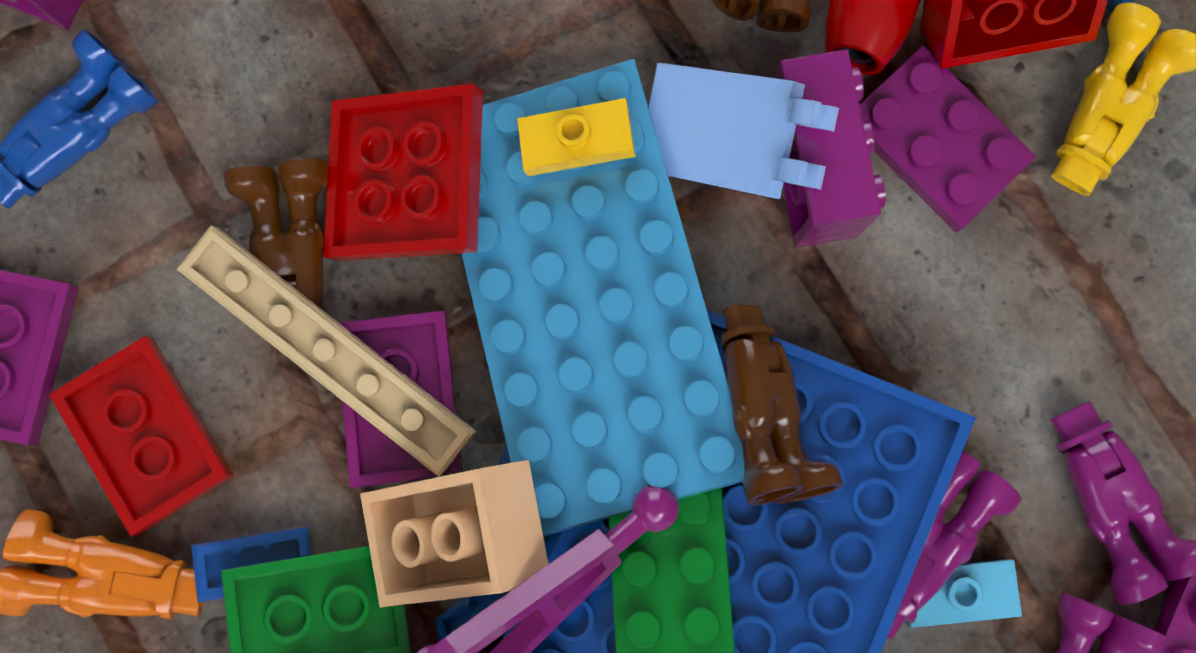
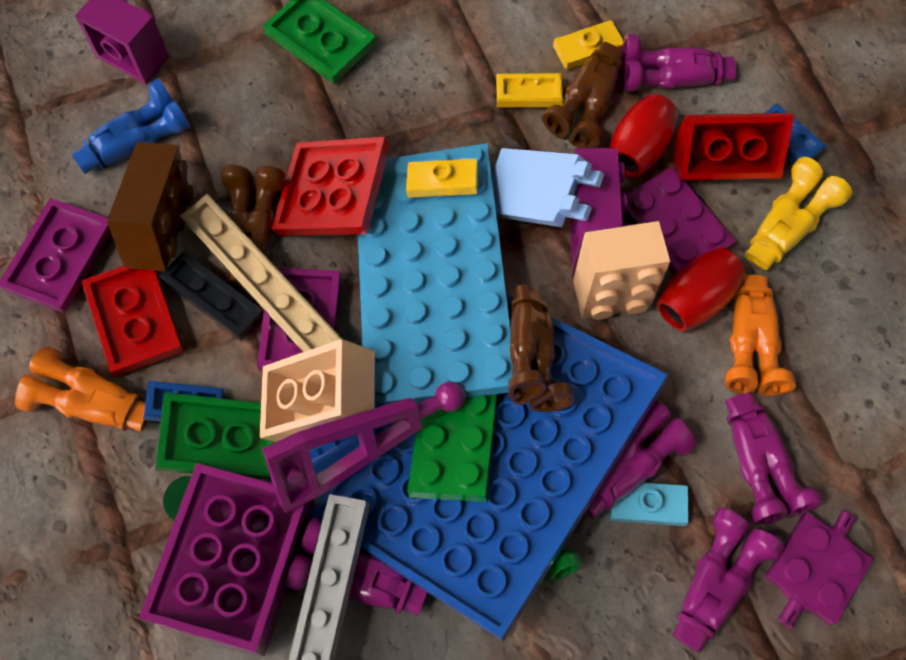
camera: 10 degrees right, 15 degrees down
(125, 262) = (150, 206): none -> reddish brown brick
(255, 381) = (212, 296): none -> black plate
(882, 254) = (620, 270): none -> light nougat brick
(998, 250) = (701, 289): none -> red piece
(1082, 299) = (756, 330): none -> orange piece

